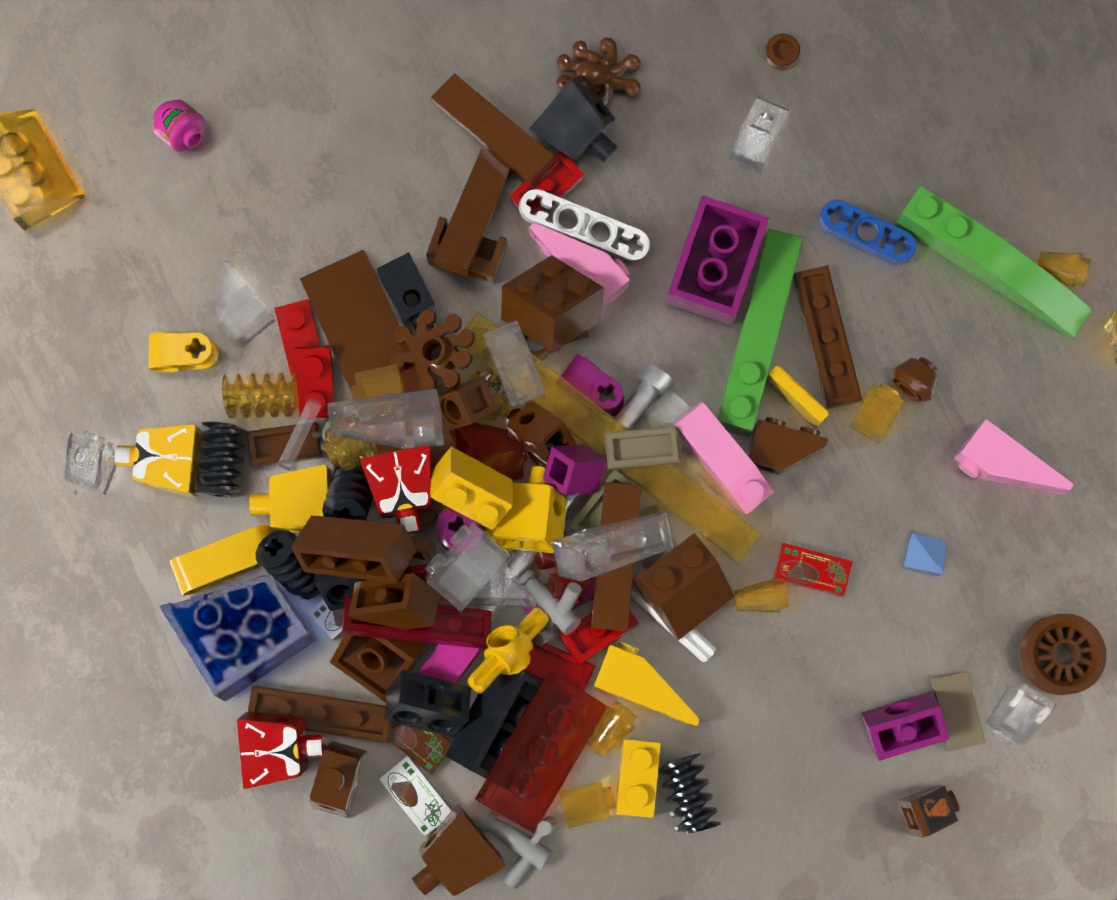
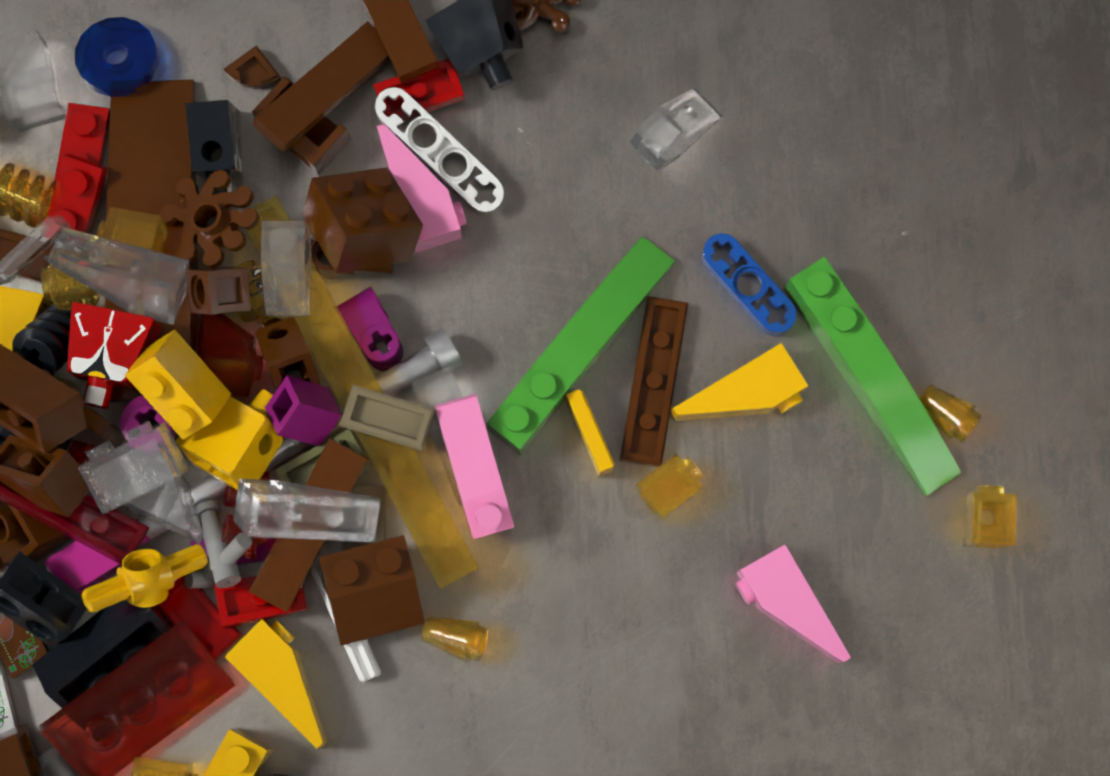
camera: 20 degrees right, 0 degrees up
(287, 239) = (114, 35): none -> clear blue tile
(408, 223) = (253, 70): none -> reddish brown tile
(612, 728) = (228, 711): clear yellow cone -> none
(717, 260) = (566, 247): magenta brick -> none
(781, 448) = (546, 482): reddish brown slope -> none
(782, 51) = (742, 49): reddish brown tile -> none
(813, 569) = (525, 630): red tile -> none
(907, 311) = (753, 389): none -> yellow slope
(916, 378) = (730, 467): reddish brown cone -> none
(925, 554) = (657, 665): medium blue slope -> none

